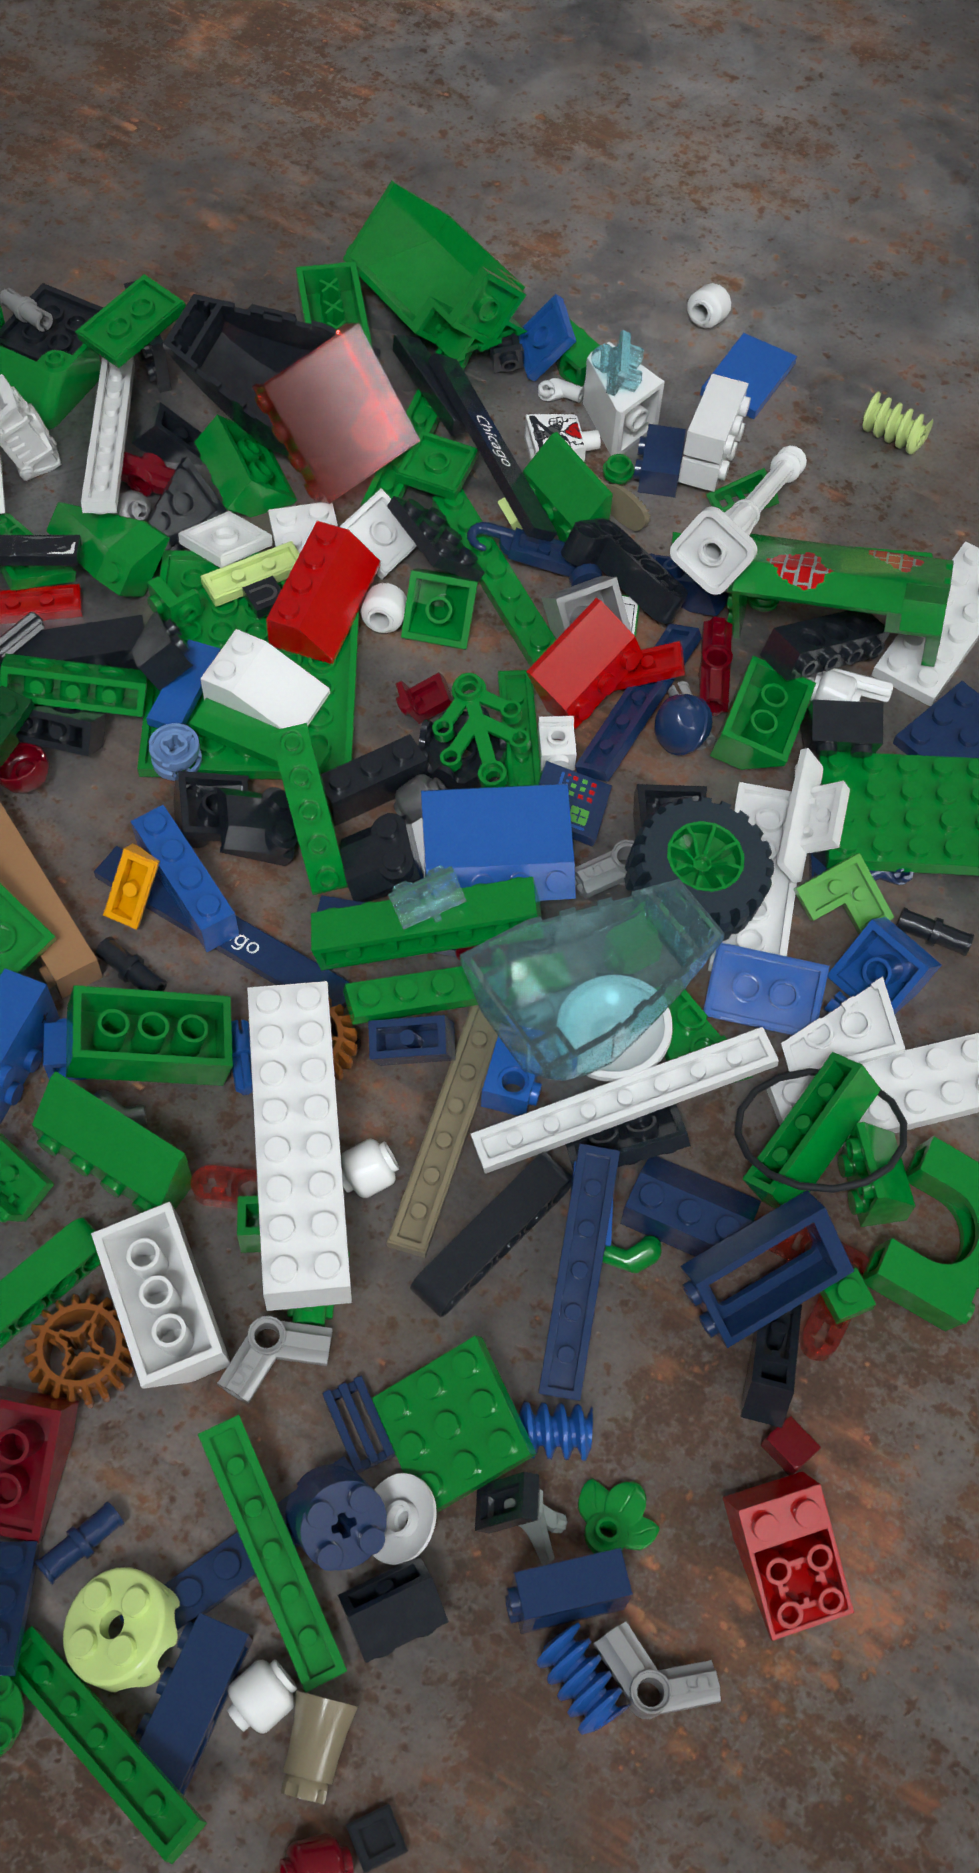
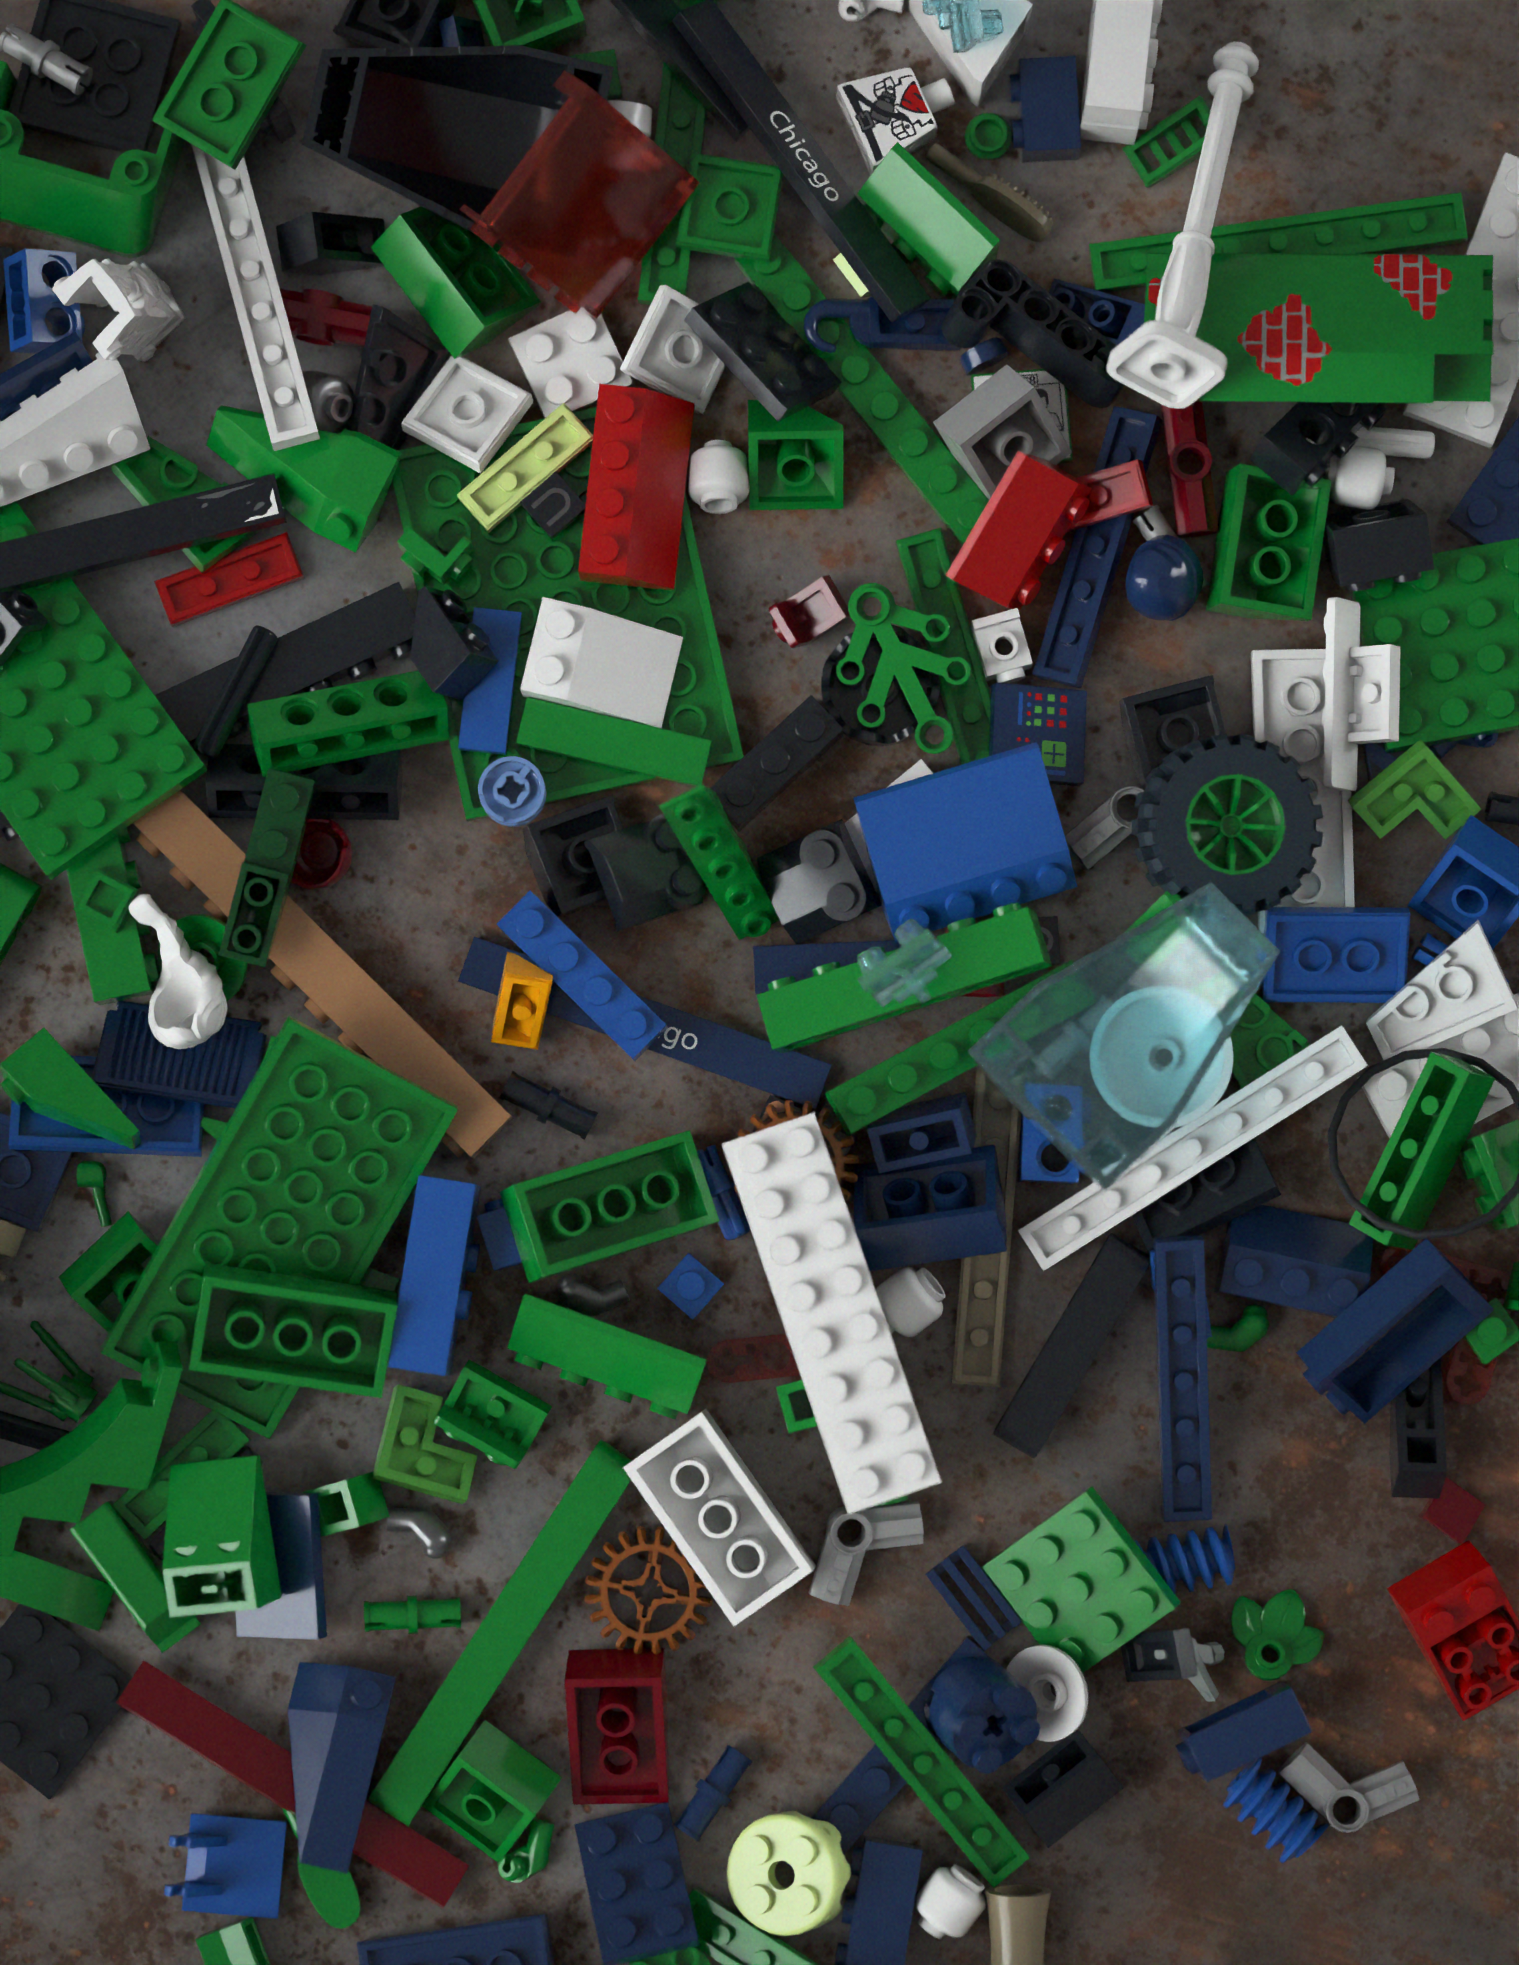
camera: 10 degrees left, 25 degrees up
(198, 1123) = (690, 1286): none -> blue plate
(402, 1101) = (930, 1211): none -> dark blue slope
(409, 795) = (842, 778): flat silver head -> none

